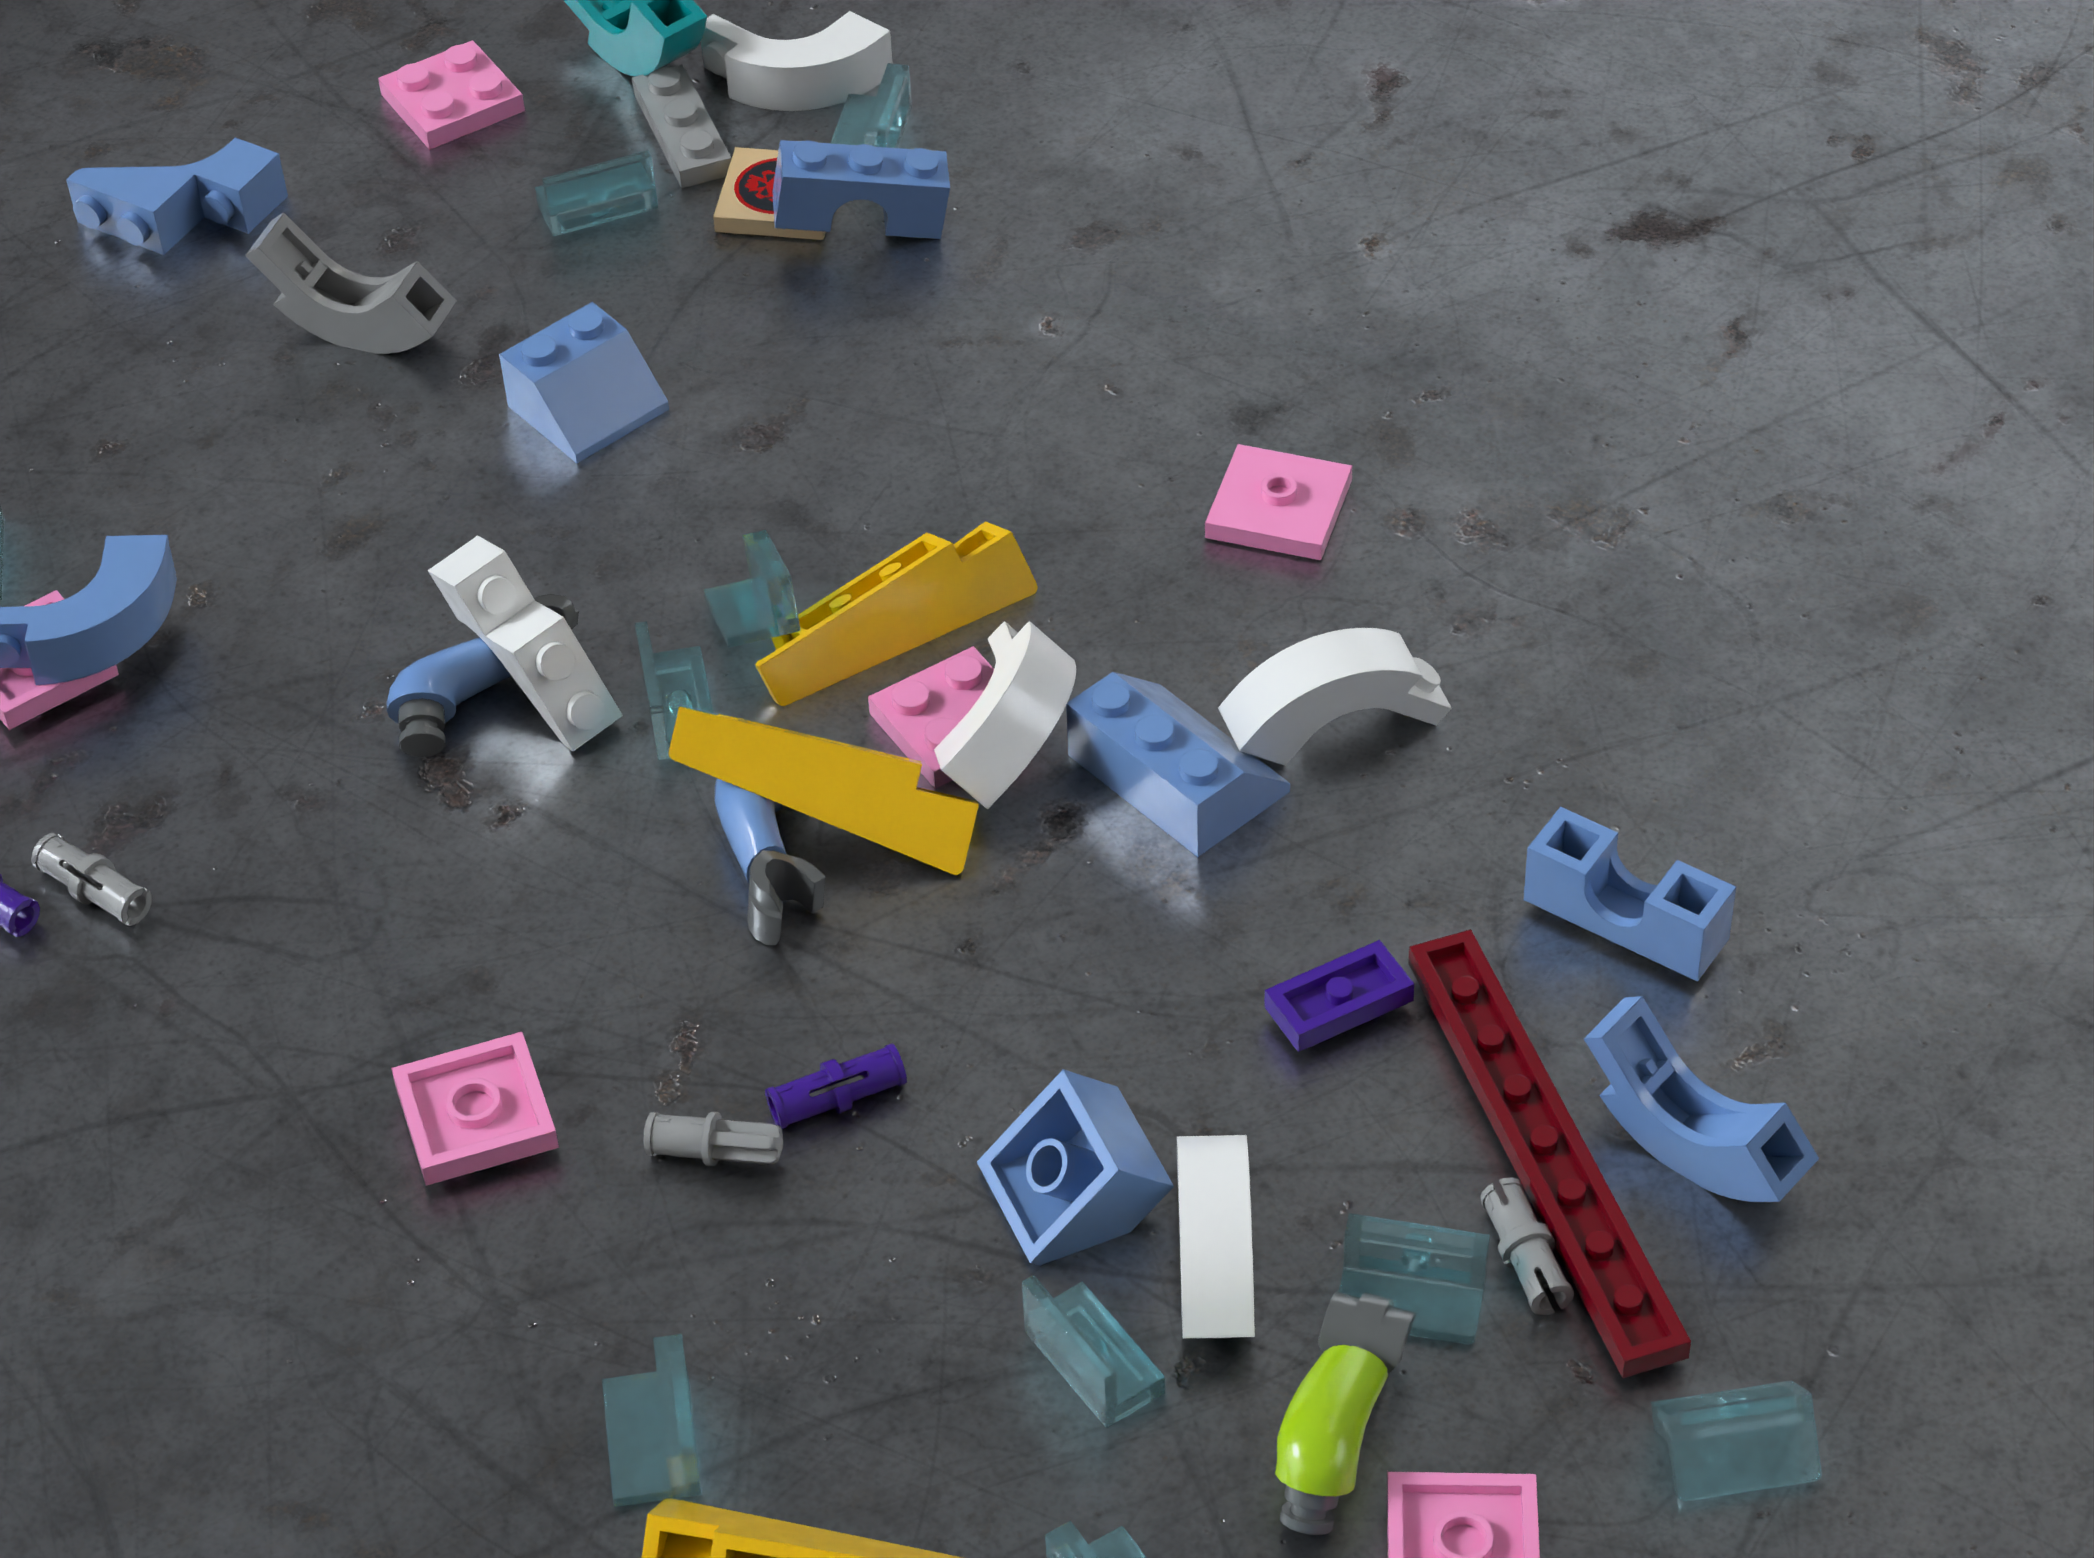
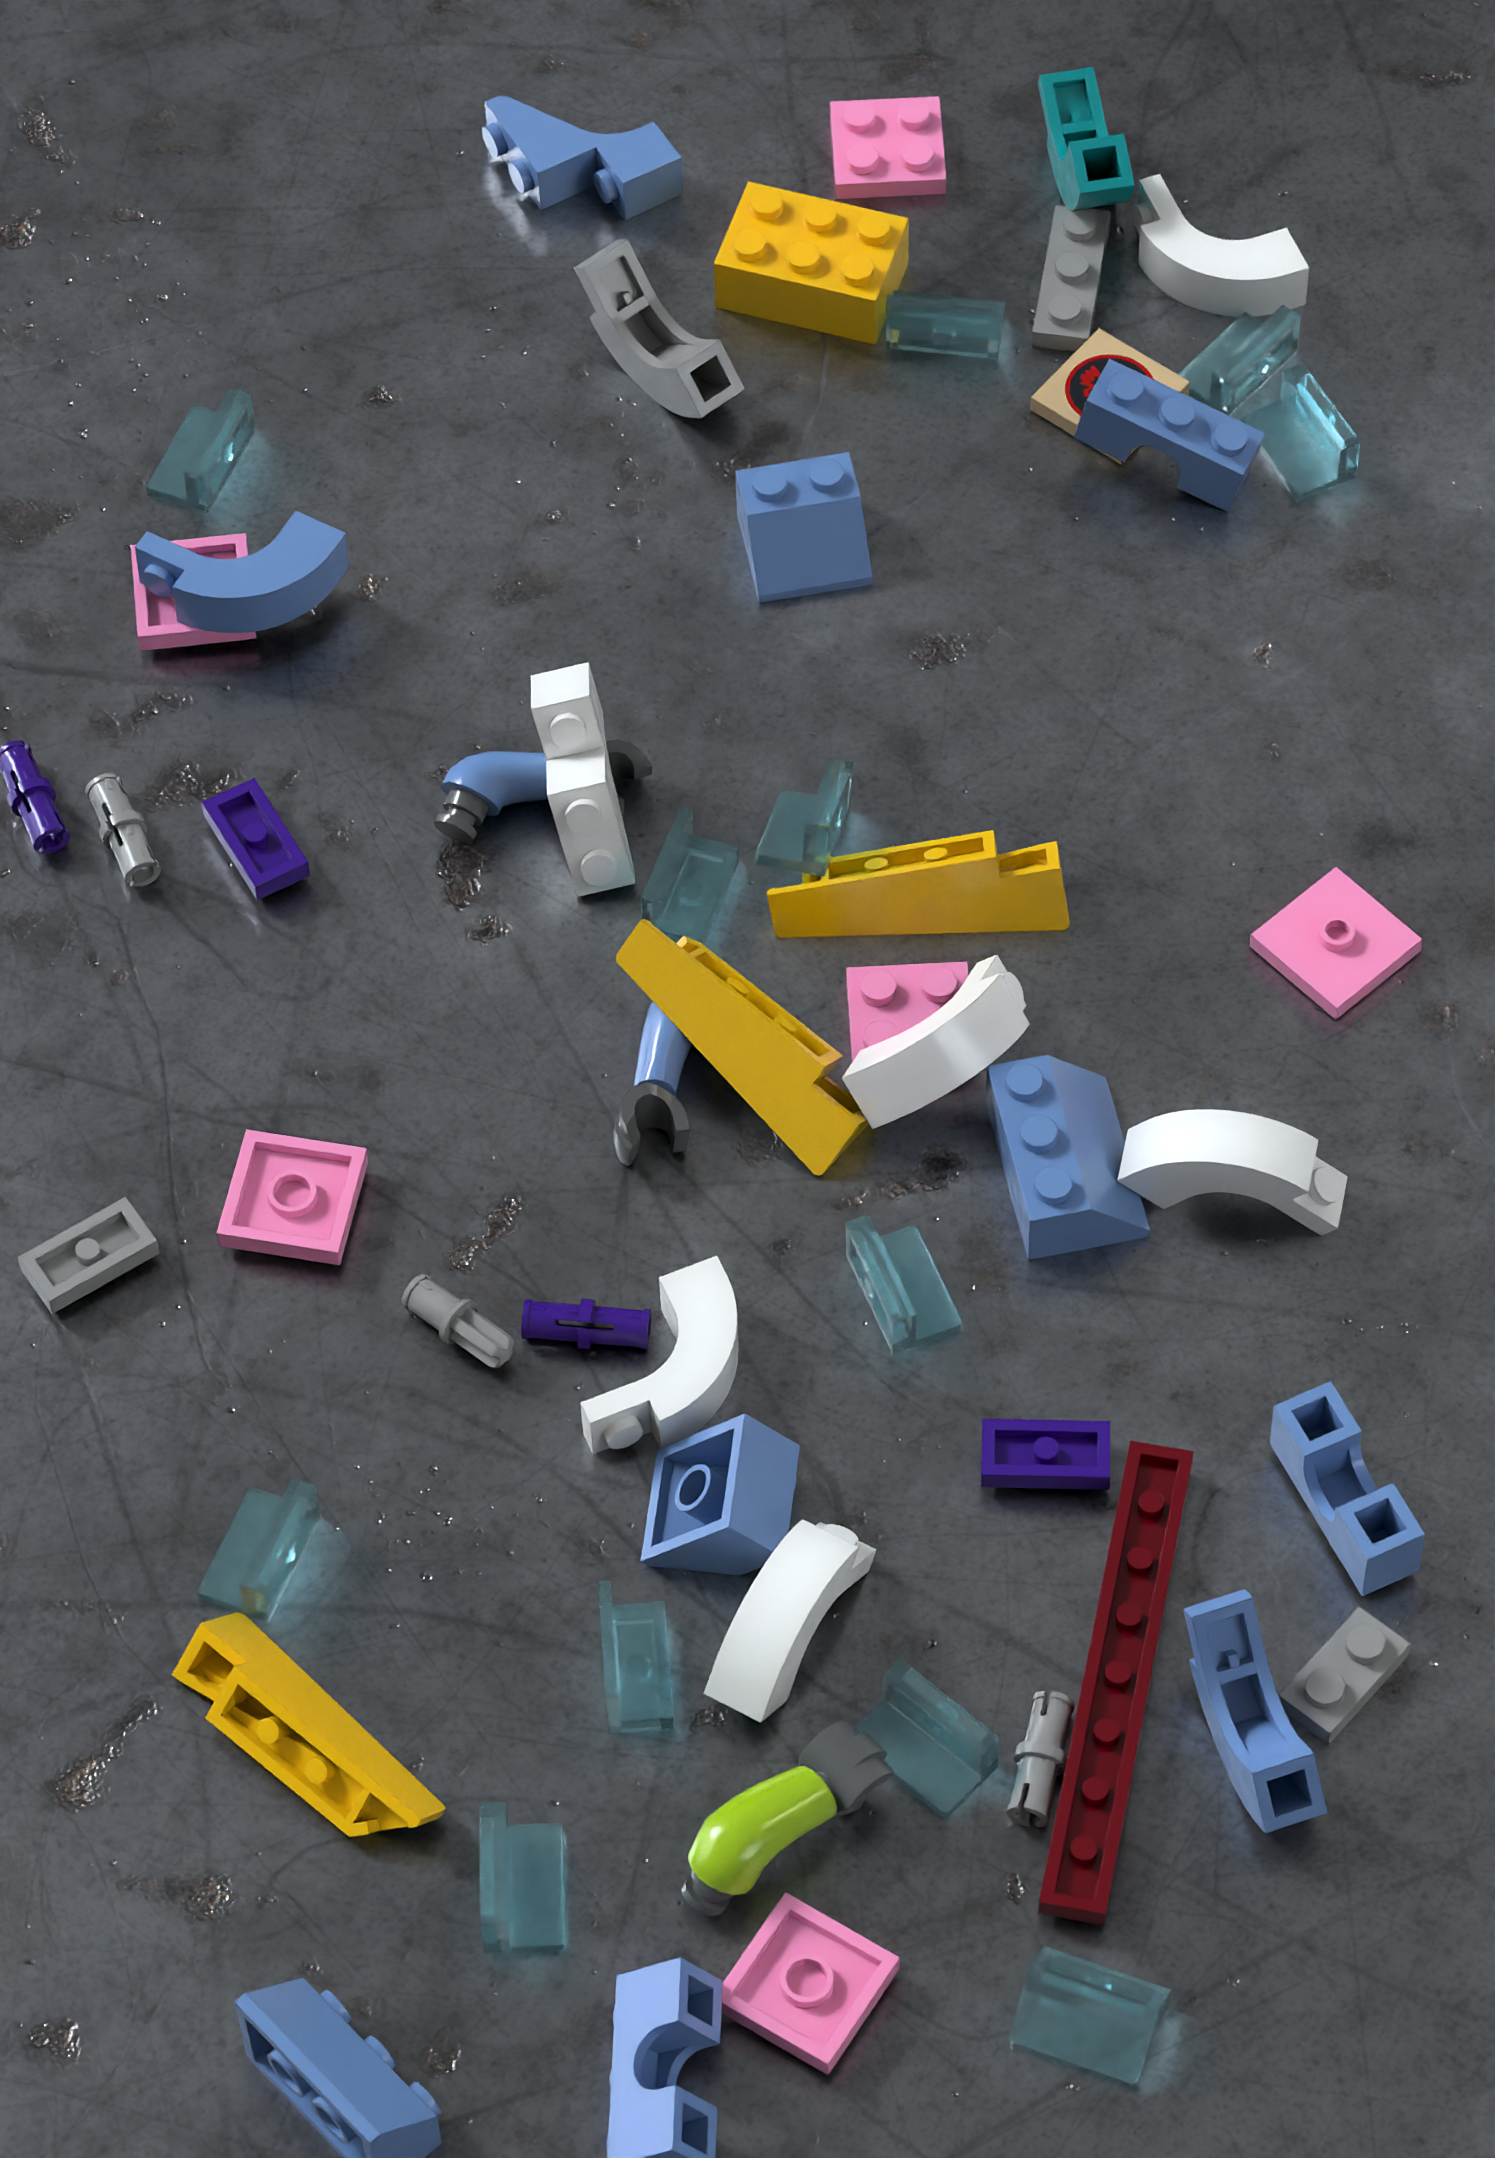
camera: 30 degrees right, 10 degrees up
(231, 830) = (256, 839): none -> dark purple plate
(300, 1250) = (88, 1255): none -> light grey plate
(448, 191) = (811, 262): none -> yellow brick
(959, 1040) = (694, 1378): none -> white arch
(983, 153) = (1306, 436): none -> clear light blue panel
(1099, 924) = (900, 1284): none -> clear light blue panel
(1734, 1043) = (1343, 1675): none -> light grey plate

